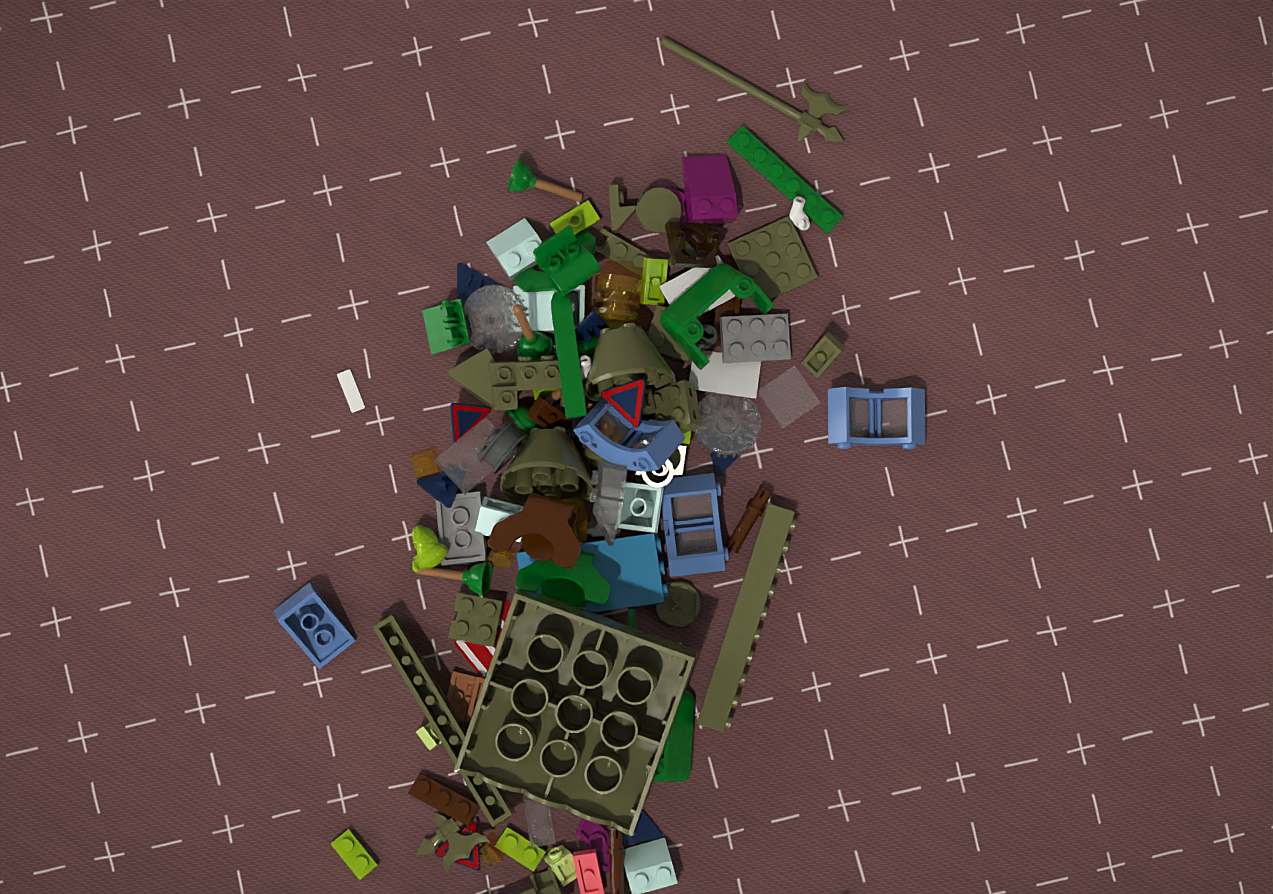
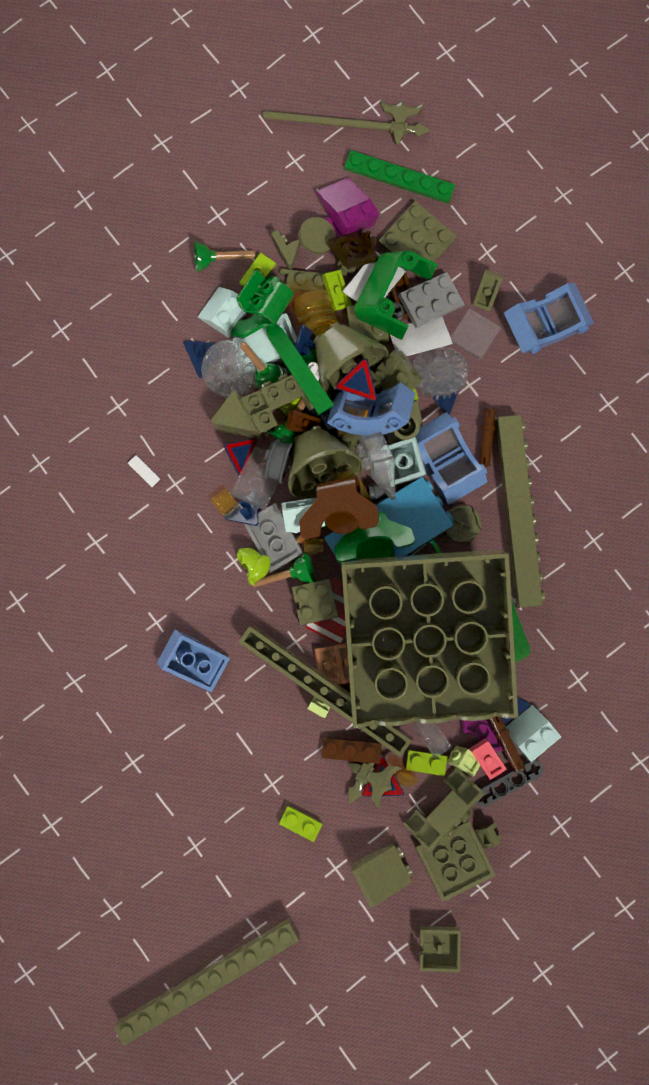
camera: 20 degrees left, 0 degrees up
(446, 326) = (195, 390): green hinge -> none
(797, 214) = (421, 197): white arm -> none

